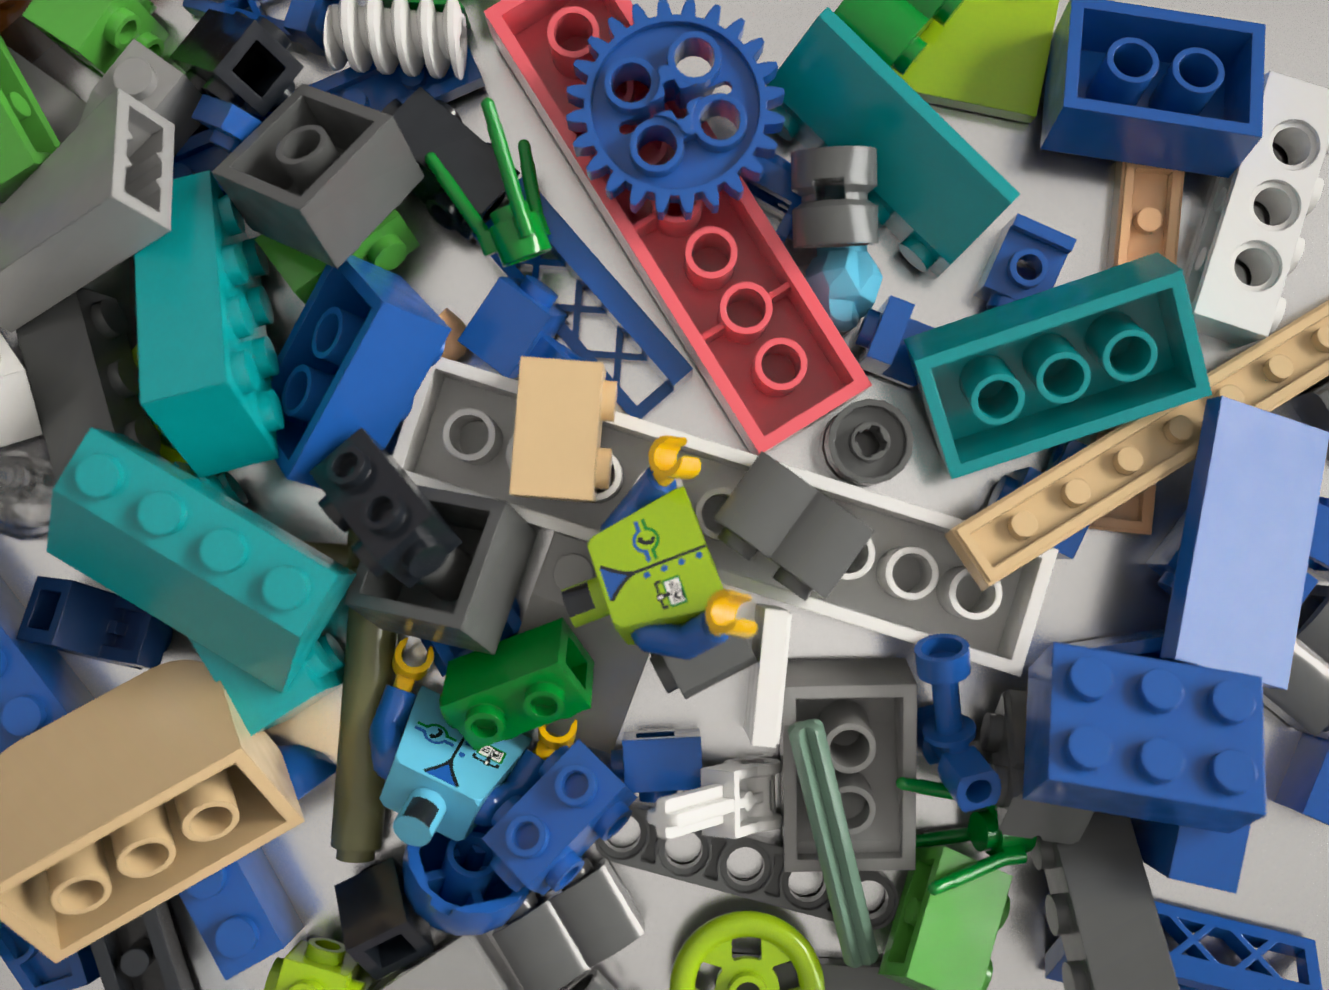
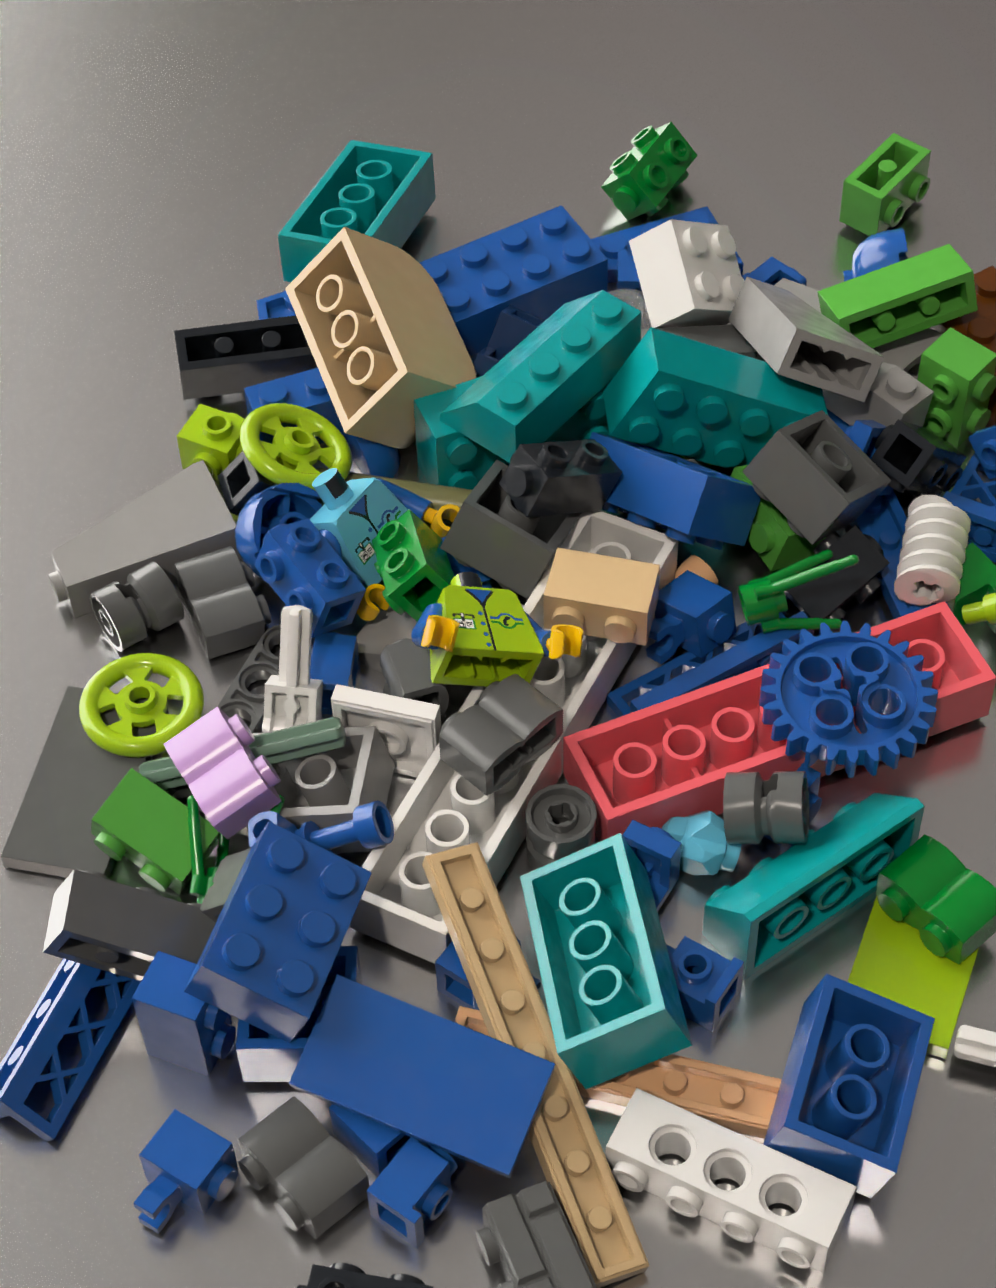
camera: 100 degrees right, 35 degrees down
(362, 925) = (293, 448): none -> lime plate
(894, 860) = (224, 771): none -> lavender brick

